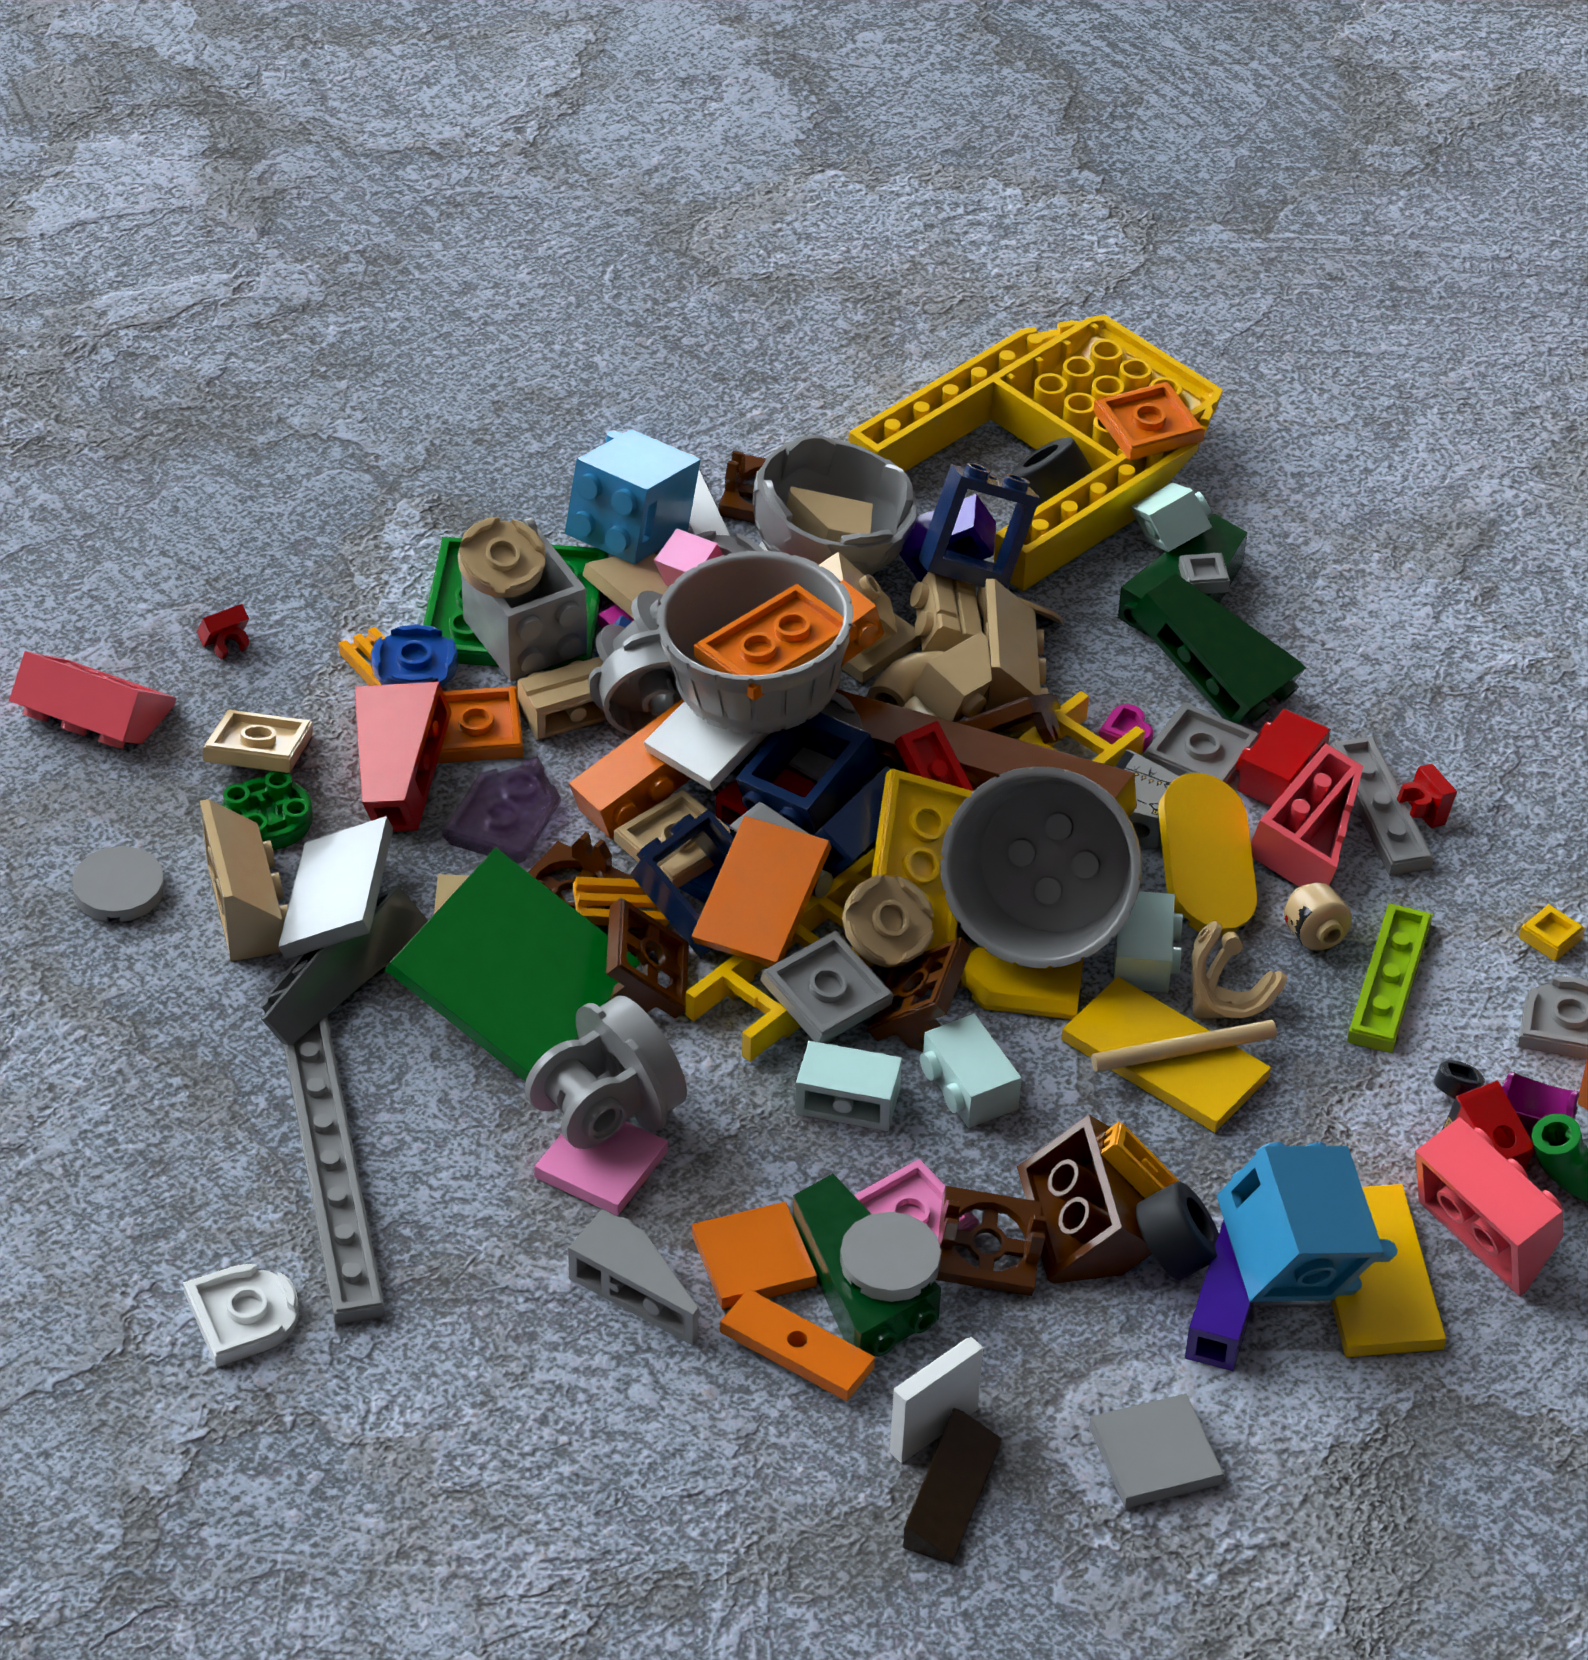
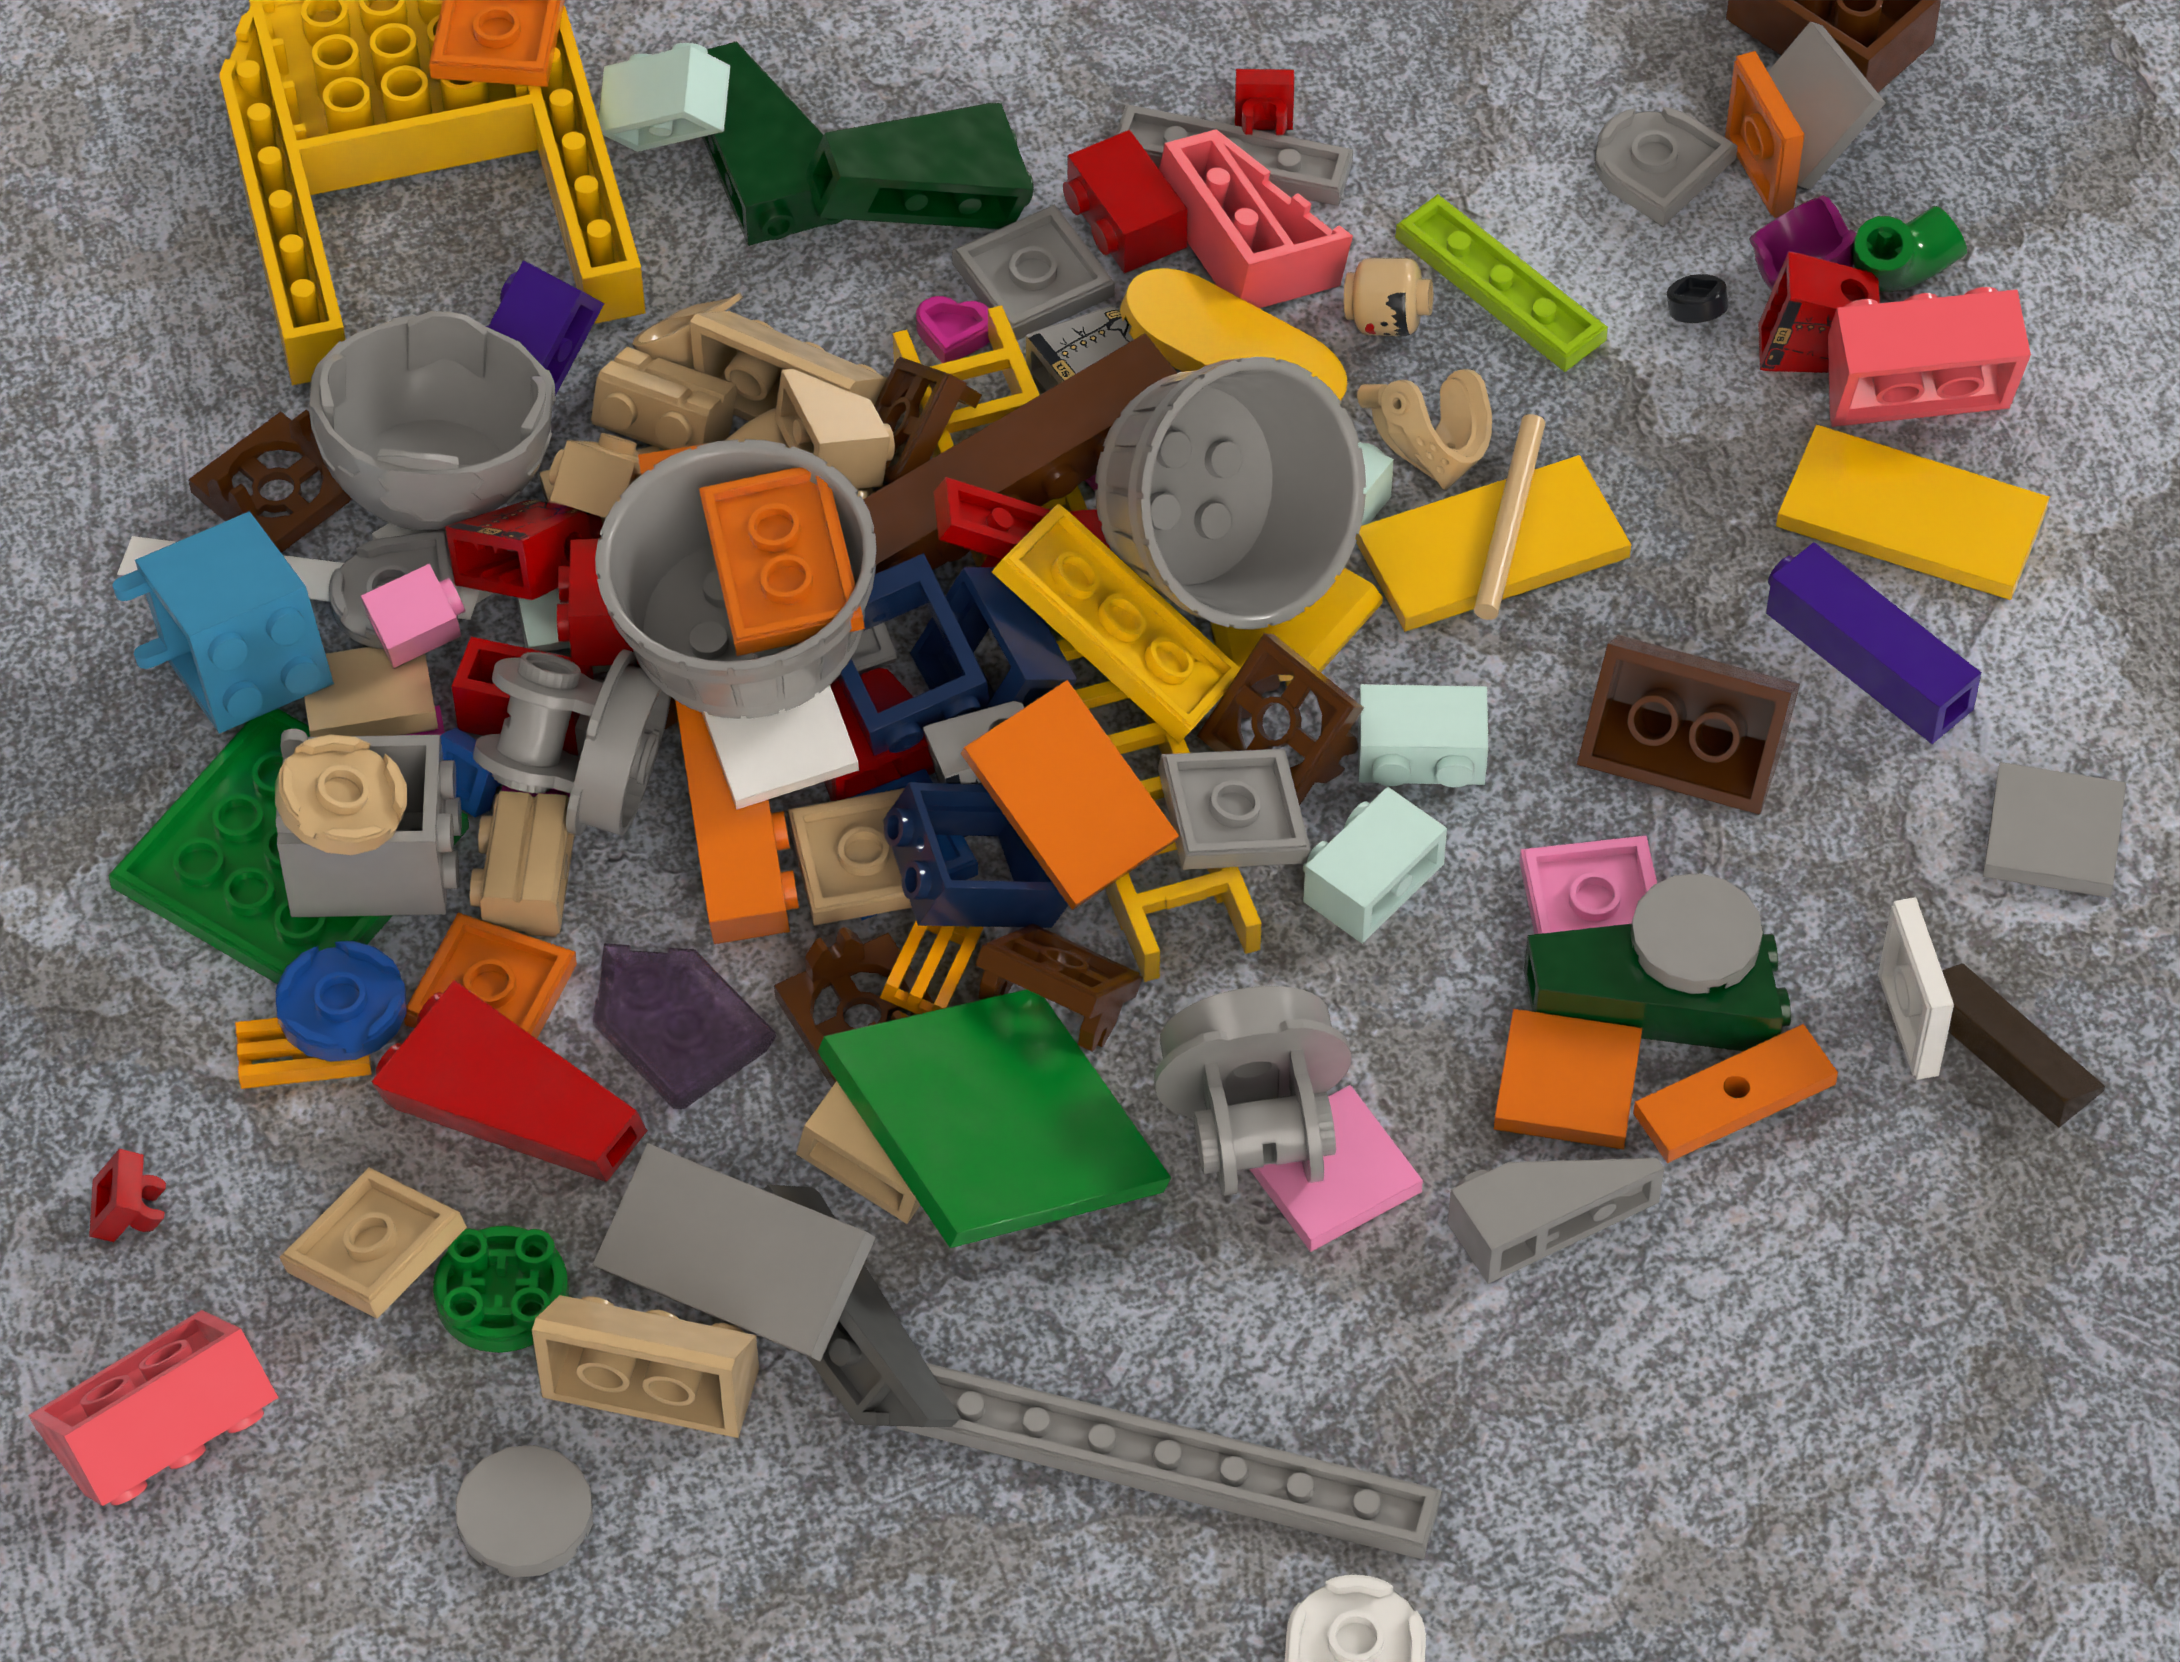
camera: 60 degrees left, 10 degrees up
(828, 514) = (451, 423): tan slope -> none
(888, 920) = (1186, 693): tan tile -> none
(966, 568) = (585, 334): dark blue window -> none
(1027, 1215) = (1716, 801): reddish brown piece -> none
(1053, 468) = (487, 177): black tyre -> none
(1135, 1161) = (1688, 640): light orange tile -> none
(1178, 1230) = (1796, 649): black tyre -> none
(1205, 572) = (788, 116): light grey tile -> none
(1301, 1224) = (1914, 534): dark azure container -> none
(1552, 932) = (1523, 107): yellow tile -> none

